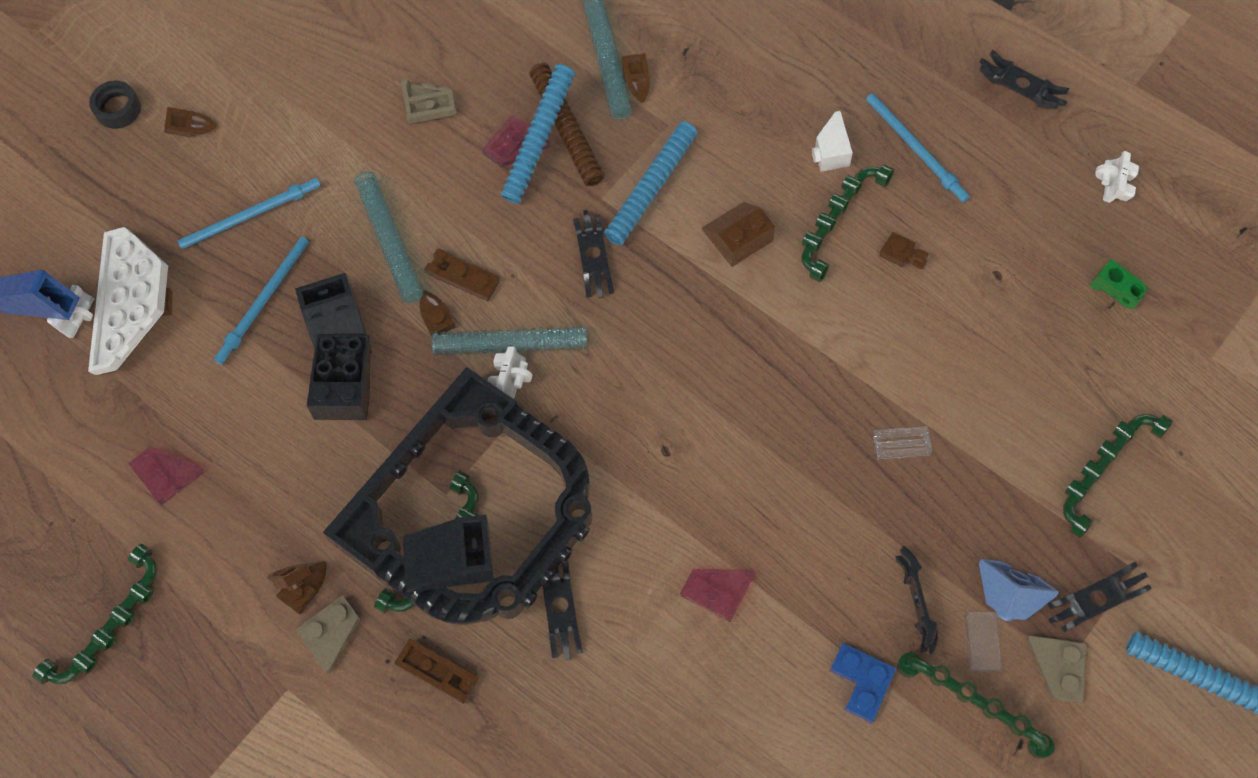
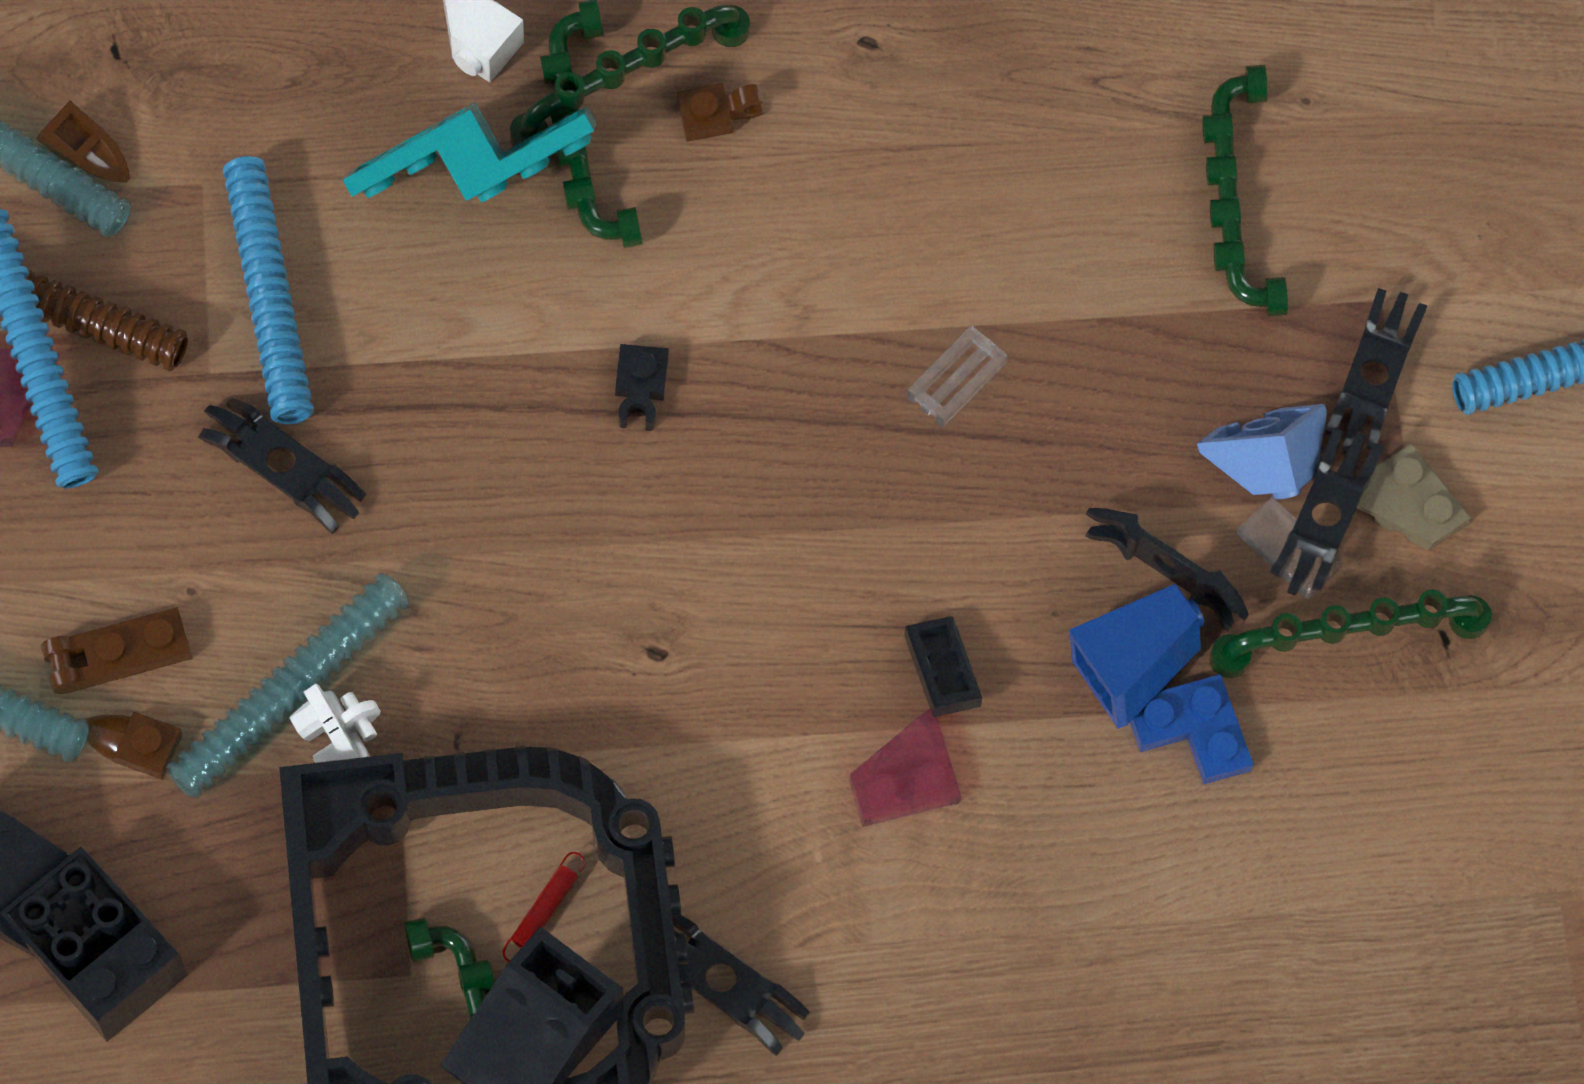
camera: 55 degrees left, 0 degrees up
(520, 513) = (545, 904): none -> red piece
(740, 232) = (464, 259): reddish brown slope -> none
(765, 335) = (641, 379): none -> black plate
(775, 558) = (943, 666): none -> black plate
(777, 188) = (472, 154): none -> teal bracket
(867, 625) = (1136, 650): none -> blue slope
(941, 224) = (729, 28): none -> dark green bar
(1027, 632) = (1333, 488): none -> black piece

